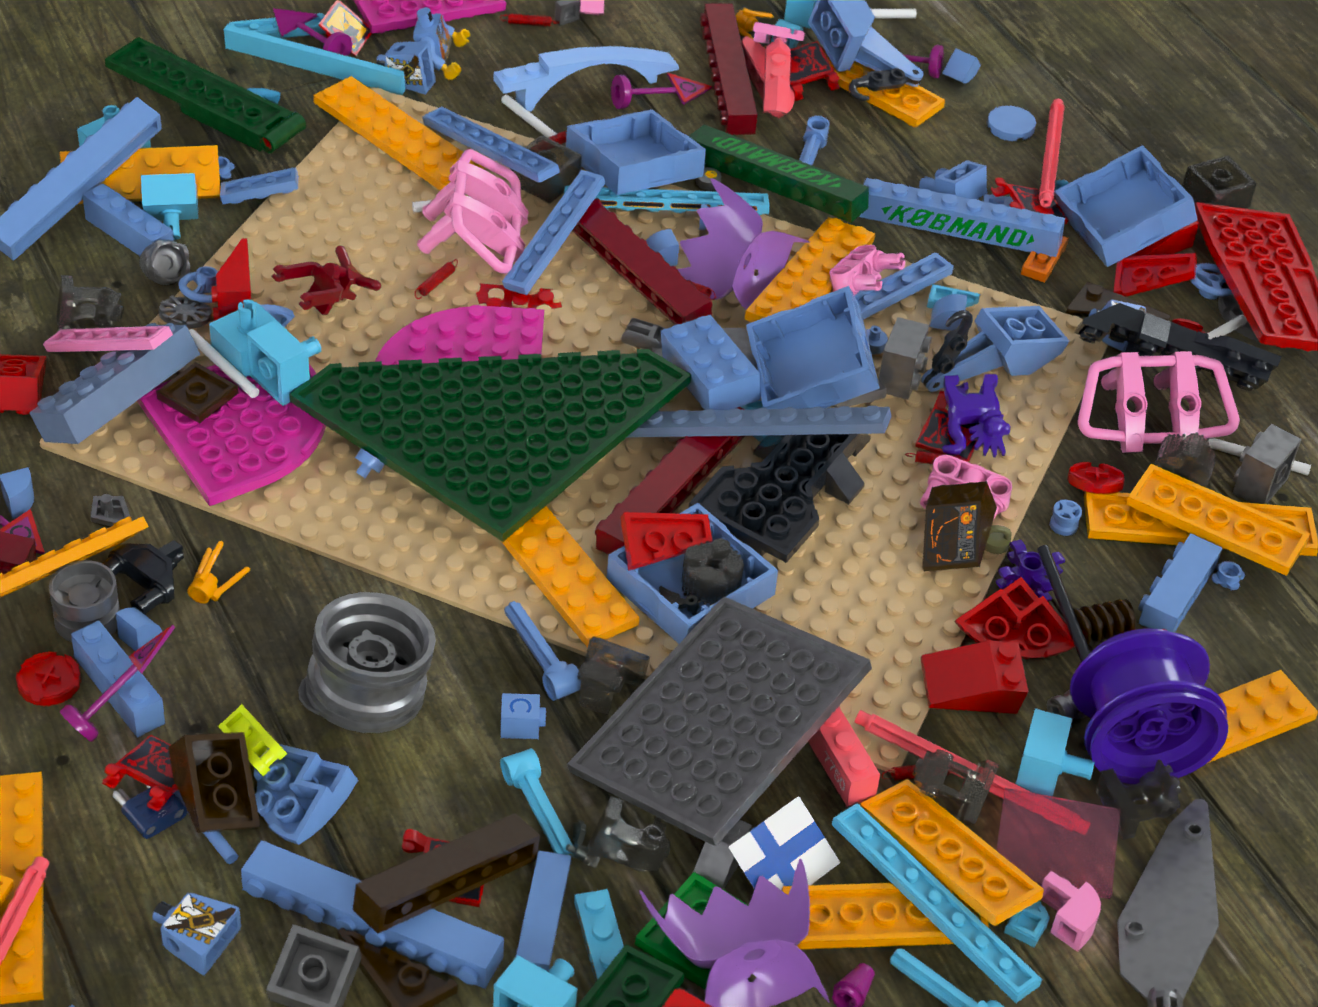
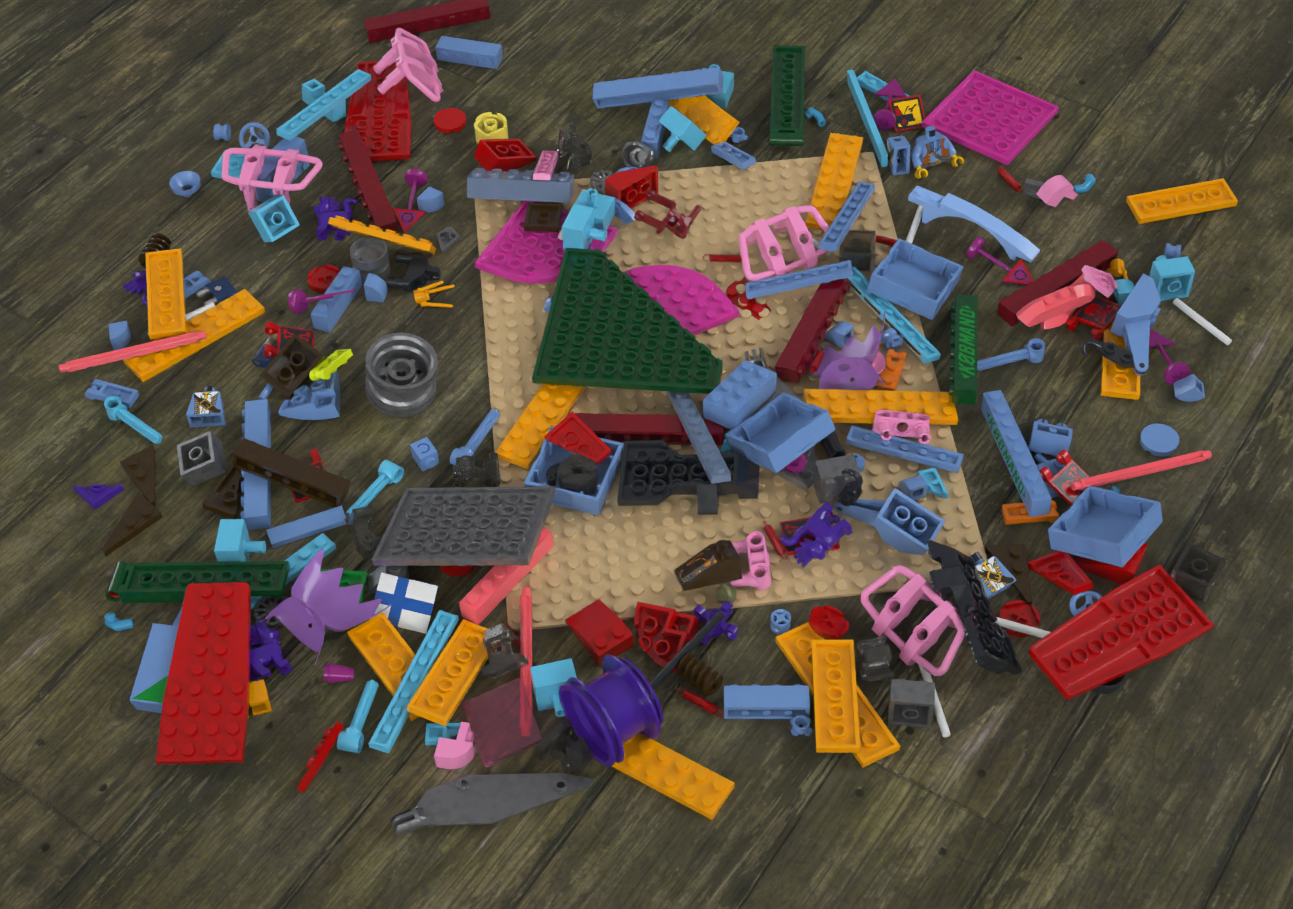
camera: 65 degrees right, 5 degrees up
(705, 182) = (940, 325): flat silver tile -> none

